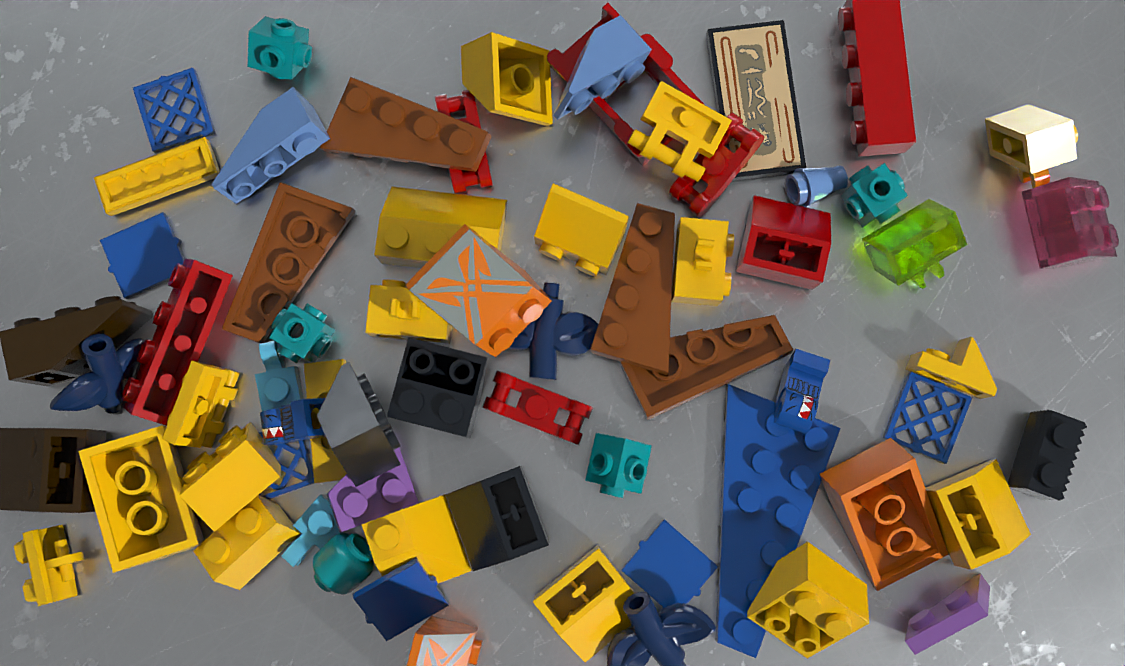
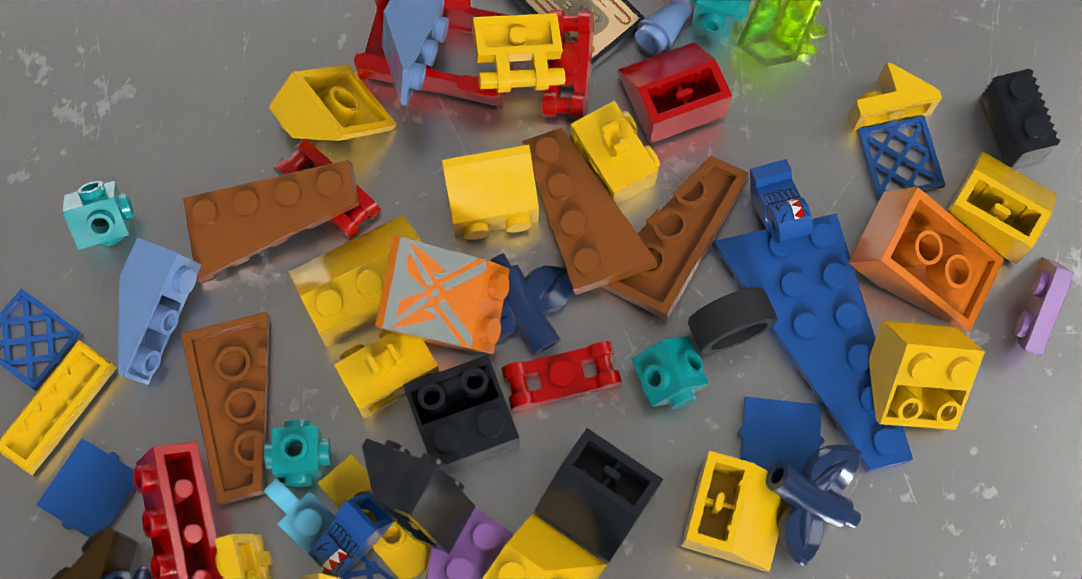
camera: 40 degrees left, 10 degrees down
(693, 458) = (732, 320): none -> black tyre

